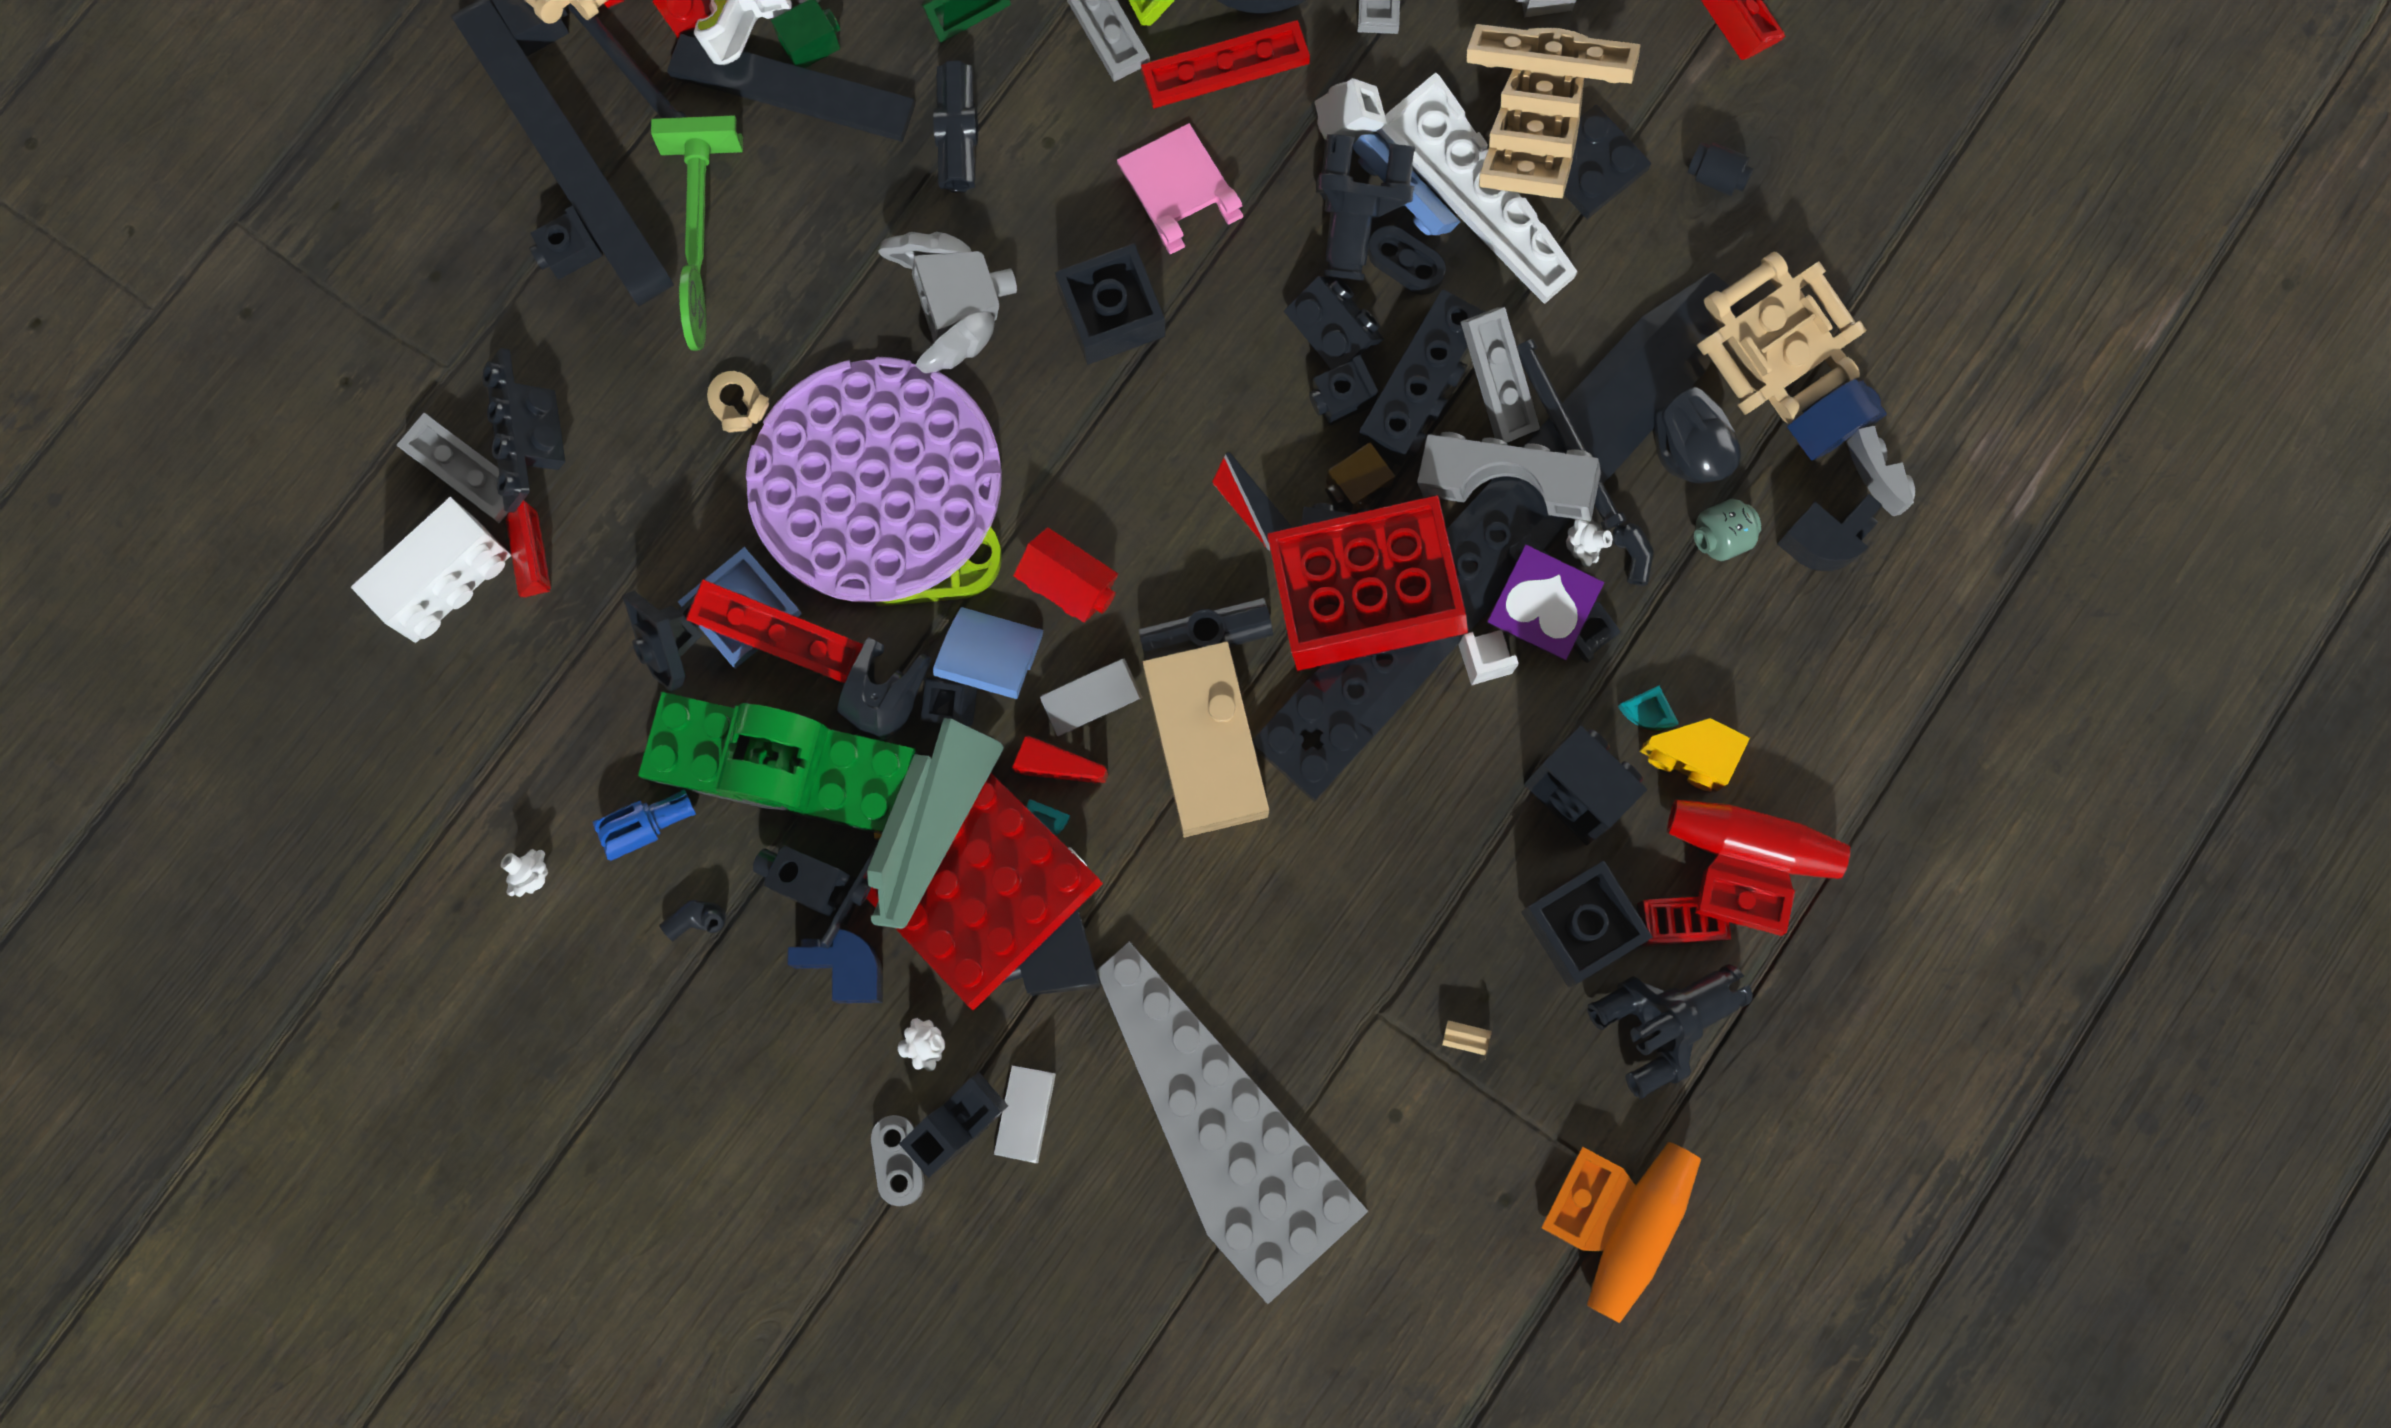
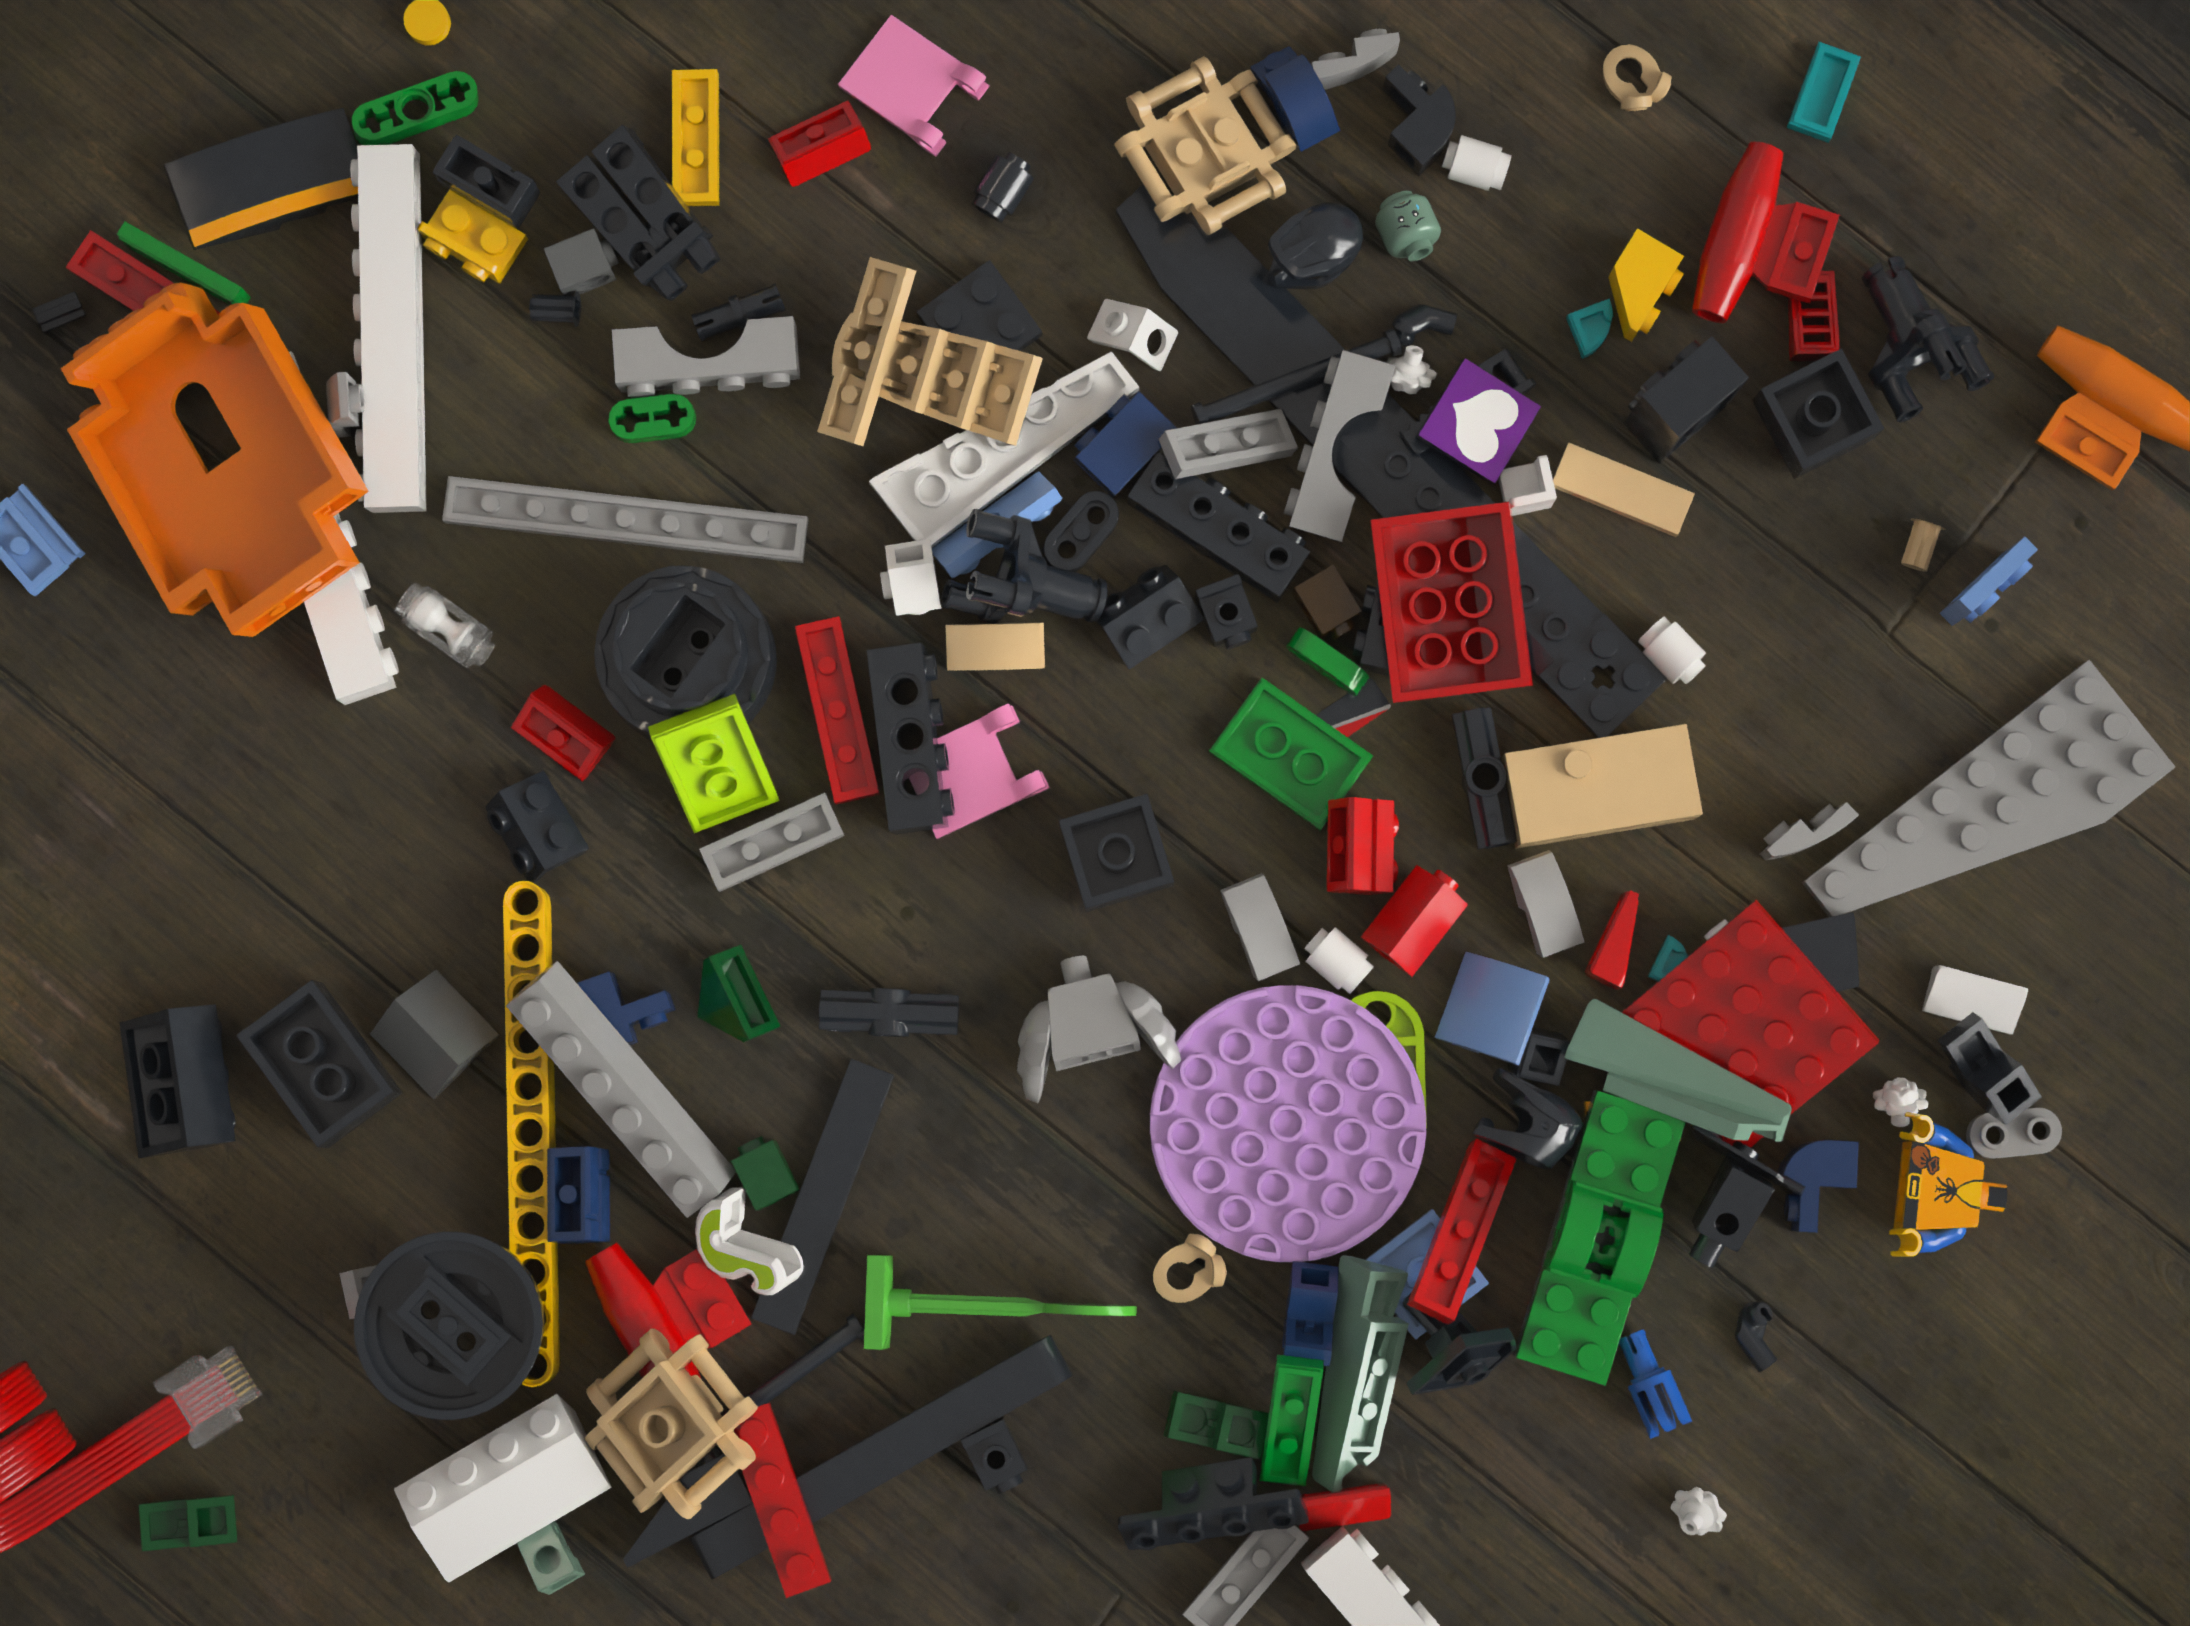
camera: 85 degrees left, 5 degrees up
(513, 57) = (781, 1506): none -> red plate
(598, 491) = (1291, 1420): none -> green tile
(599, 435) = (1216, 1424): none -> dark green slope
(650, 554) = (1361, 1368): none -> sand green wedge
(695, 506) = (1310, 1311): none -> dark blue brick
(835, 1085) = (1939, 1189): none -> torso
(1026, 511) = (1338, 959): none -> white brick
(1052, 439) = (1260, 927): none -> light grey slope
(1132, 523) = (1361, 846): none -> red brick
(1169, 928) = (1788, 840): none -> light grey slope
(1216, 106) = (888, 671): none -> black brick
(1216, 461) = (1290, 753): none -> green tile
(1294, 192) = (995, 646): none -> tan slope
(1305, 484) = (1327, 661): none -> green beam
(1341, 802) = (1672, 651): none -> white brick
(1446, 1112) = (1999, 574): none -> medium blue plate
(1490, 282) = (1123, 444): none -> dark blue brick
(1494, 748) = (1622, 489): none -> tan tile
(1598, 283) = (1128, 329): none -> white bracket
(1795, 590) = (1476, 163): none -> white brick
(1811, 82) = (907, 80): none -> bright pink flag
(1883, 728) = (1657, 82): none -> tan piece
(1908, 920) = (1823, 92): none -> teal tile

